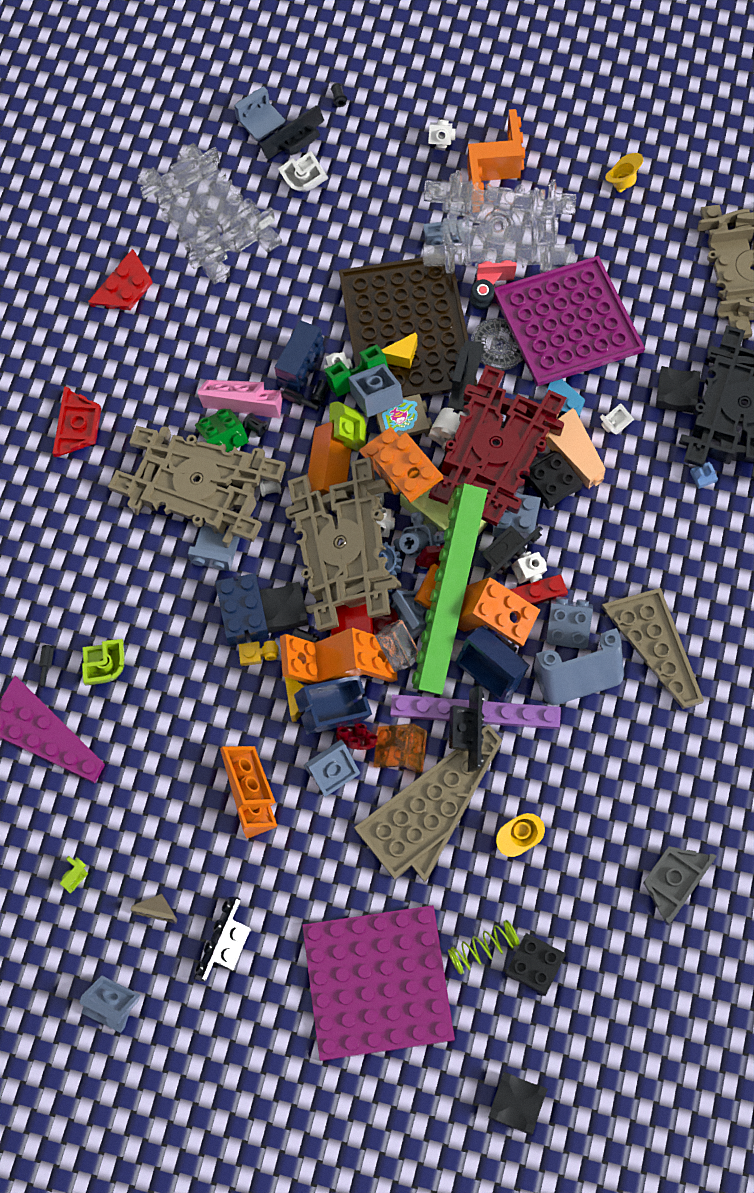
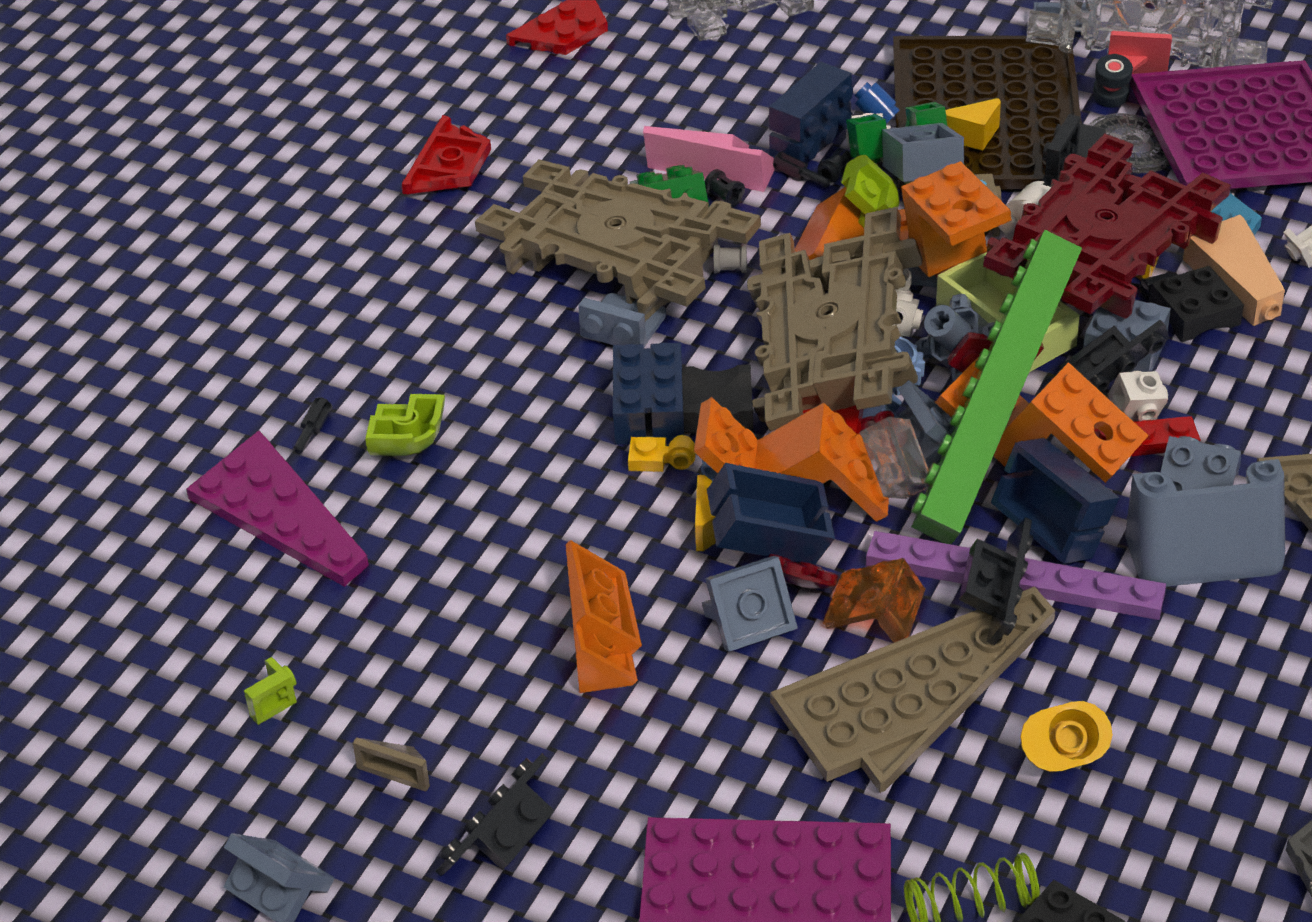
camera: 10 degrees right, 25 degrees down
(338, 341) = (876, 101): none -> blue brick

